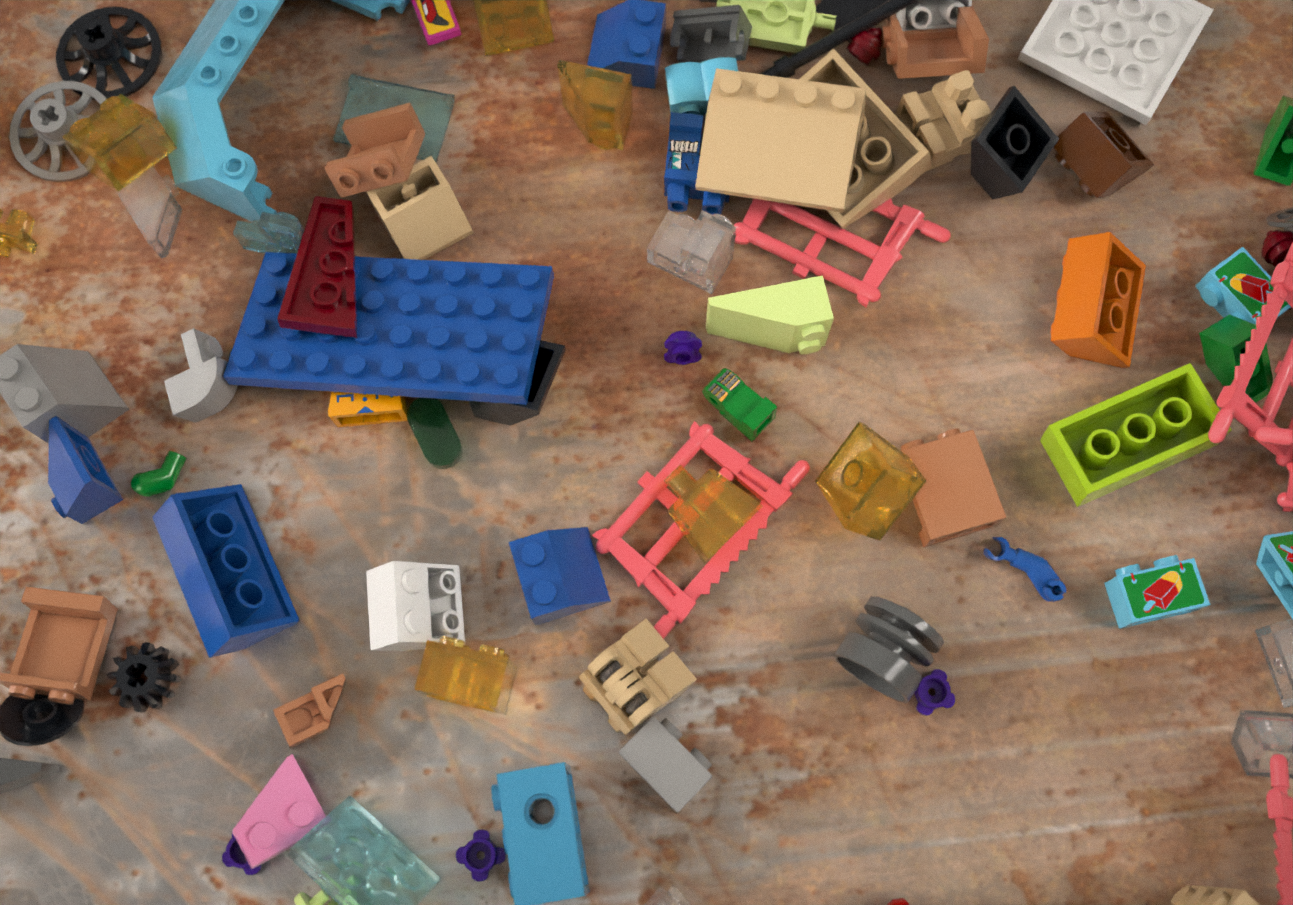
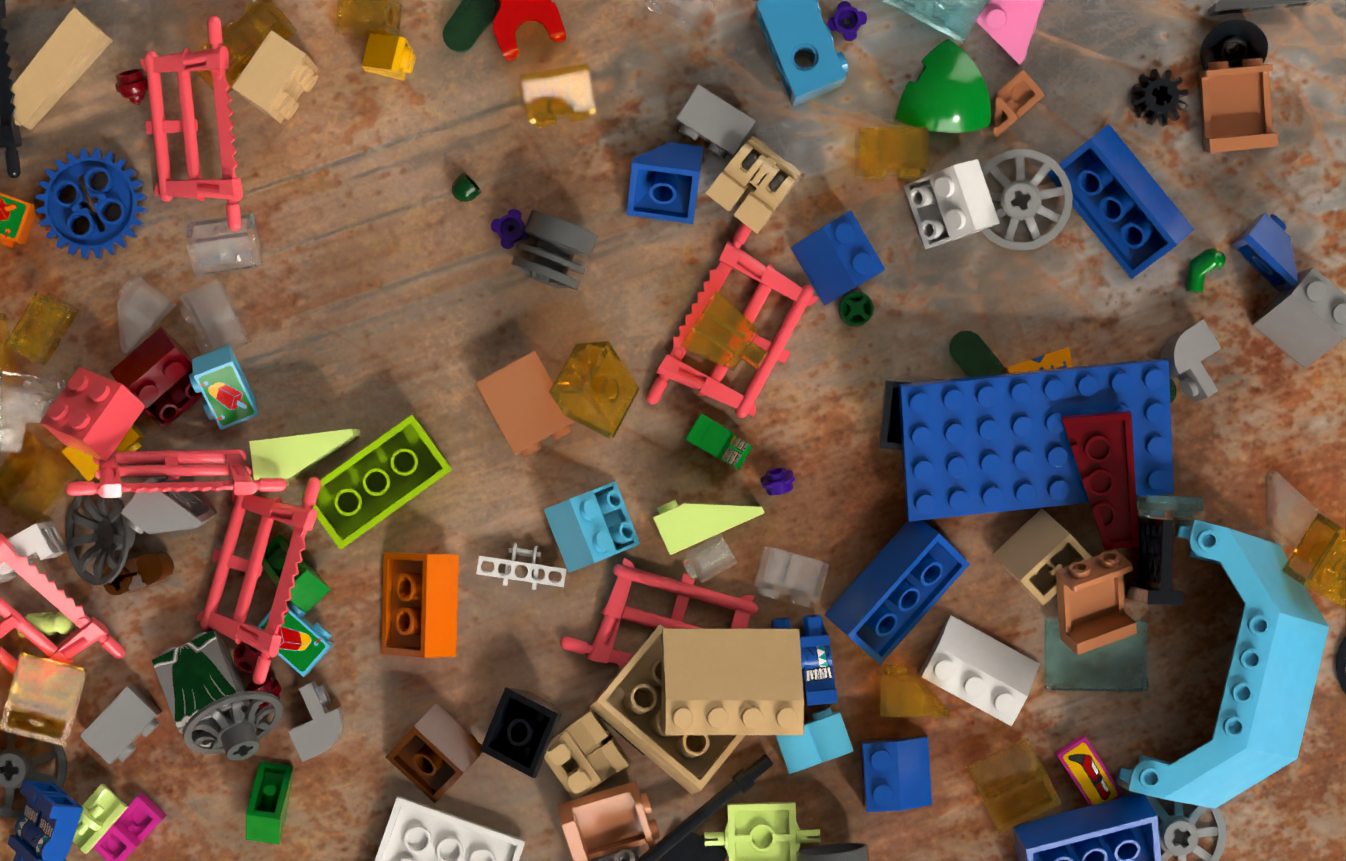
camera: 165 degrees right, 15 degrees up
(298, 152) = (1155, 565): none -> black fence
(331, 593) = (1023, 199): none -> light grey wheel
(383, 734) = (947, 94): none -> green brick
(516, 120) = (980, 670): none -> white slope
(549, 506) = (860, 305): none -> dark green wheel
(584, 214) = (897, 589): none -> blue slope
(710, 33) = (818, 793): dark grey hinge -> none
(739, 705) = (665, 183): none -> blue slope
(775, 266) = (709, 558): none -> clear brick
(850, 838) = (558, 95): none -> clear yellow slope
(866, 45) = (670, 816): dark red plate -> none
(896, 341) = (592, 527): none -> medium azure slope
(978, 752) = (465, 188): none -> dark green hinge
(992, 320) = (512, 564): none -> white piece
(1036, 568) = (440, 352): blue arm -> none
(1156, 592) = (340, 350): brick -> none
(1223, 204) = (324, 727): none -> light grey brick
(1235, 482) = (297, 454): none -> yellowish green slope

